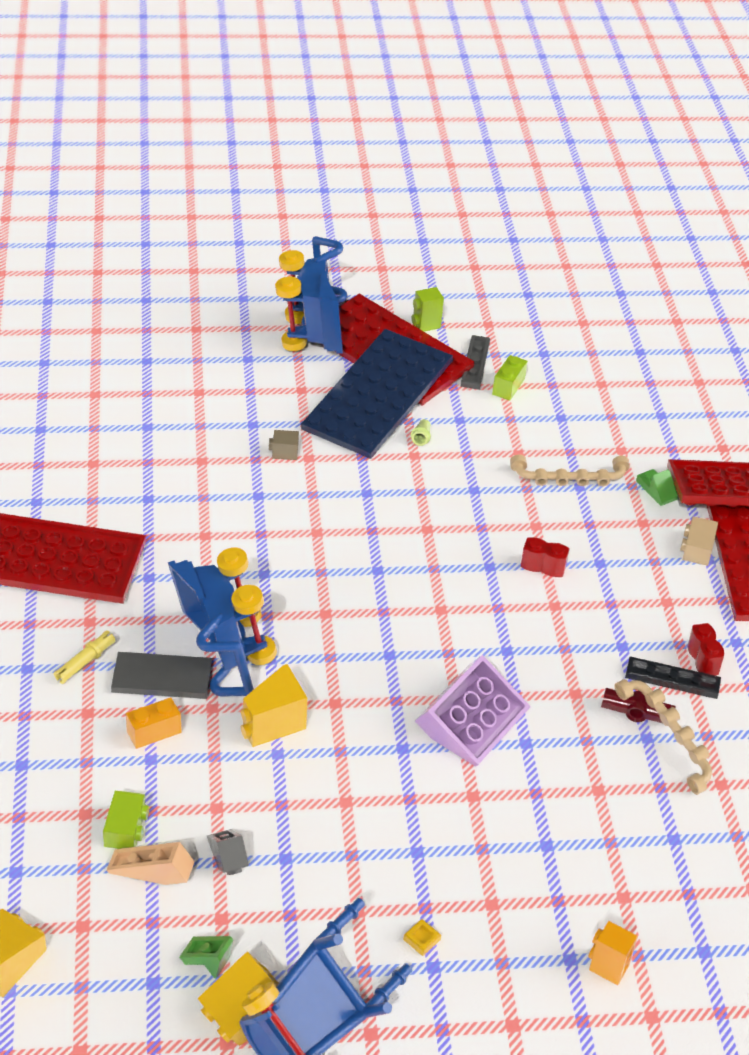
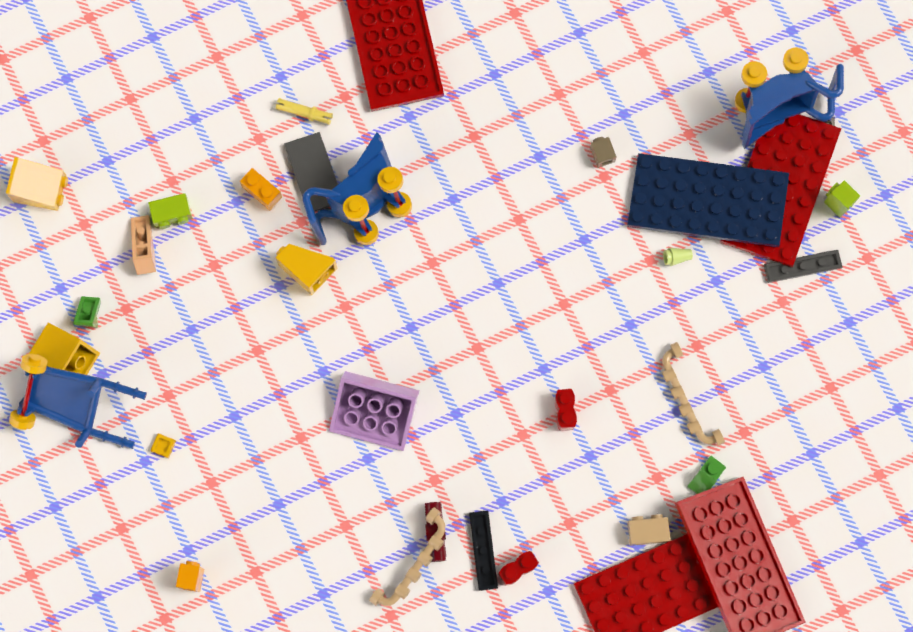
camera: 70 degrees right, 35 degrees up
(228, 851) = (175, 288): slope -> none
(509, 377) = (787, 304): lime brick -> none

